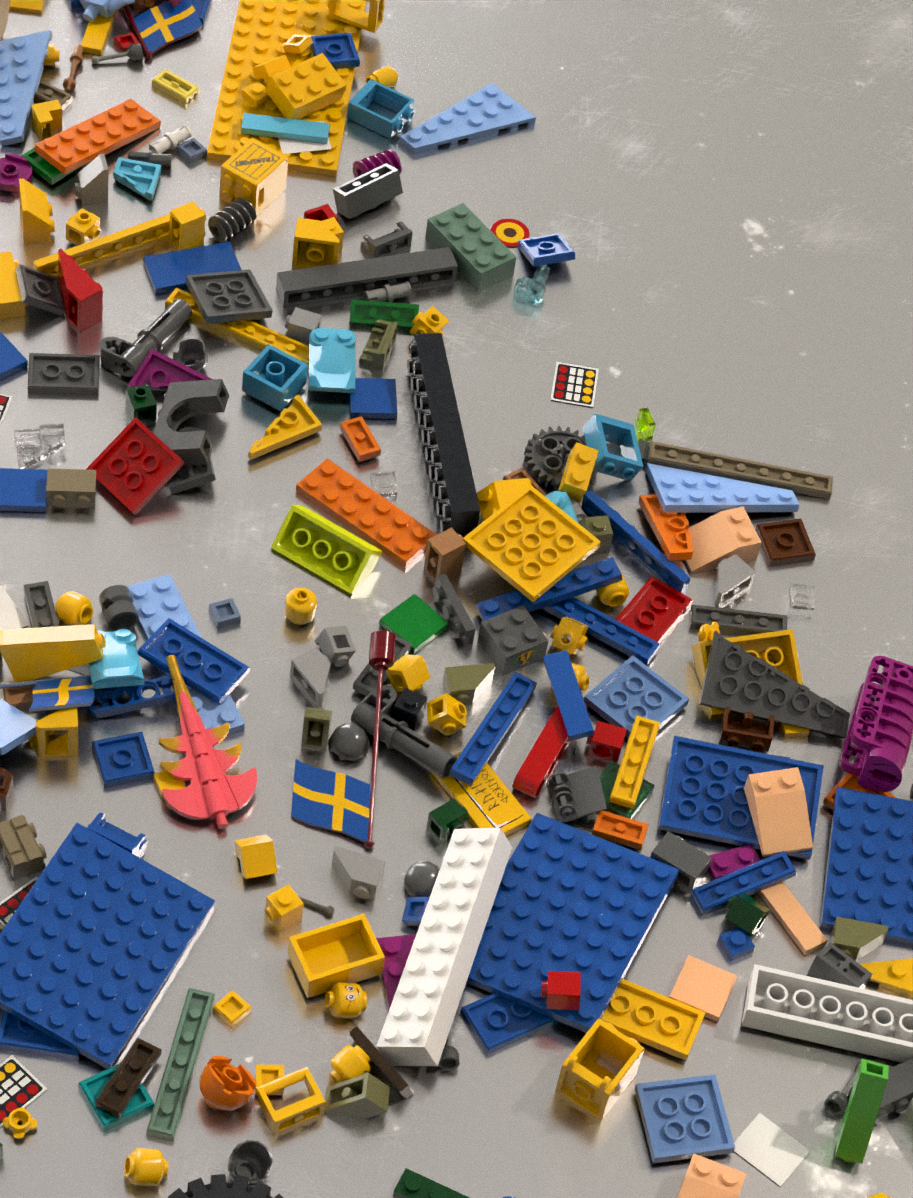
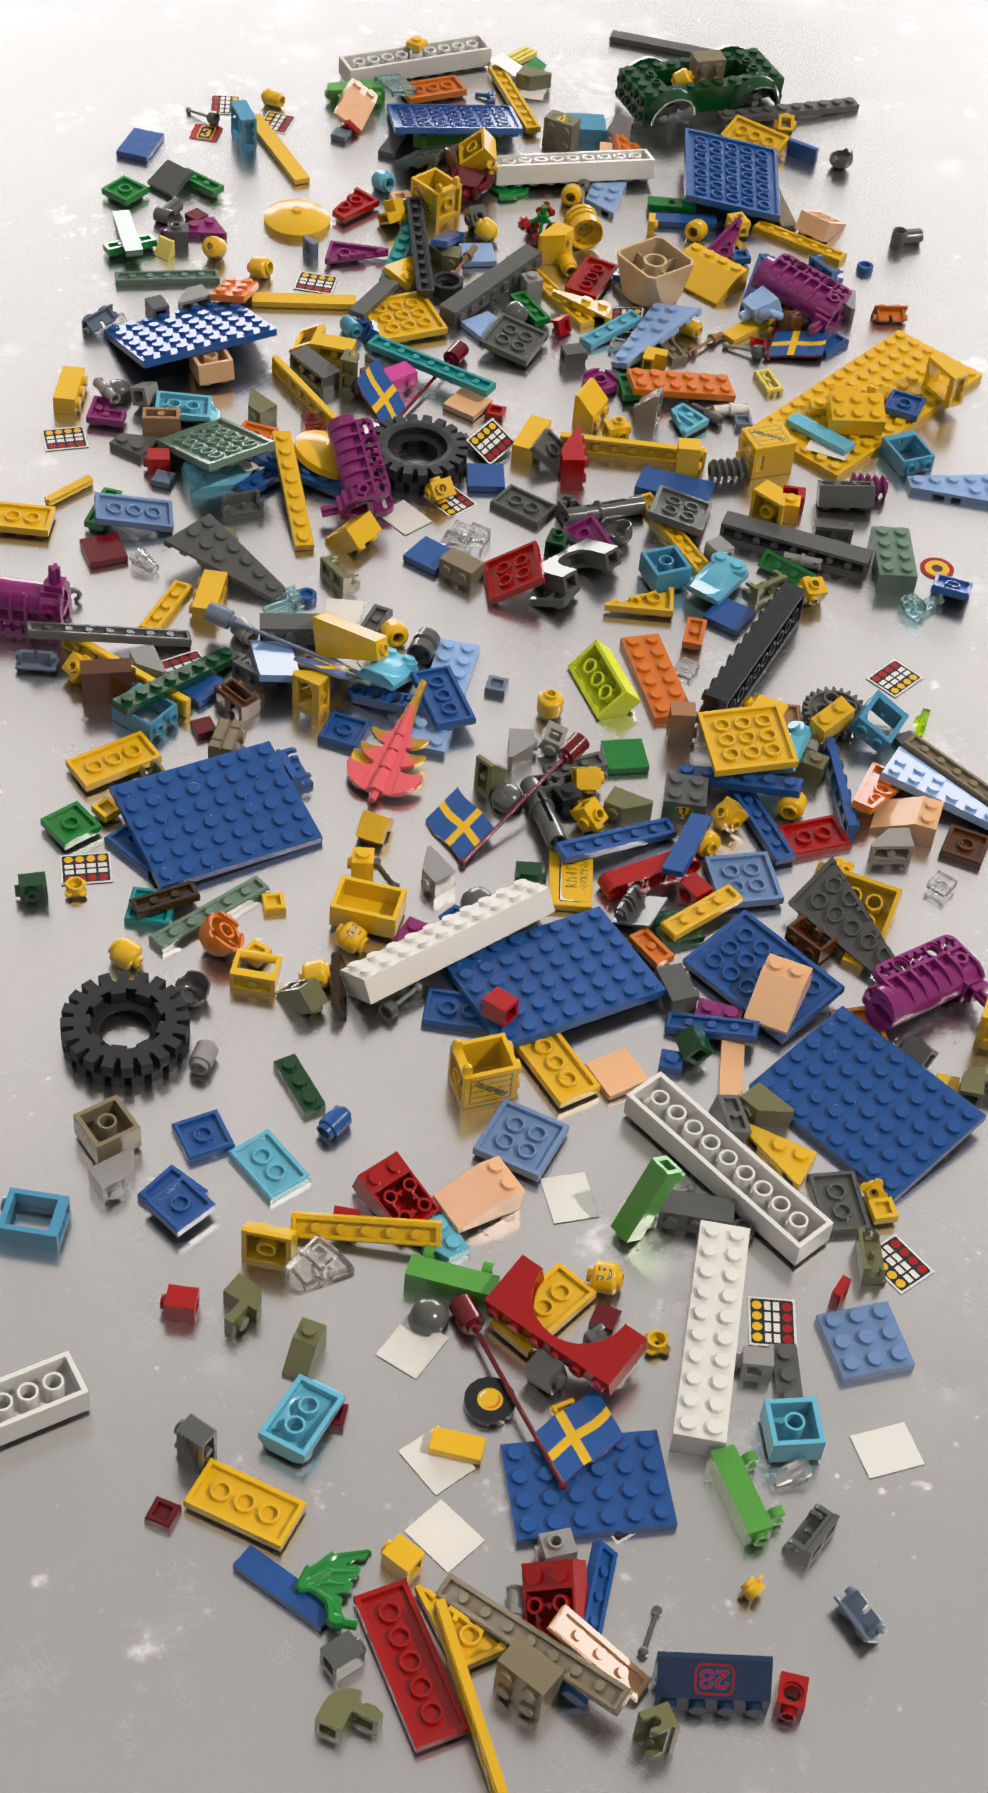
camera: 40 degrees right, 5 degrees down
(385, 76) = (929, 436): yellow brick -> none
(454, 610) = (659, 760): dark grey plate -> none
(736, 621) = (867, 868): dark grey tile -> none

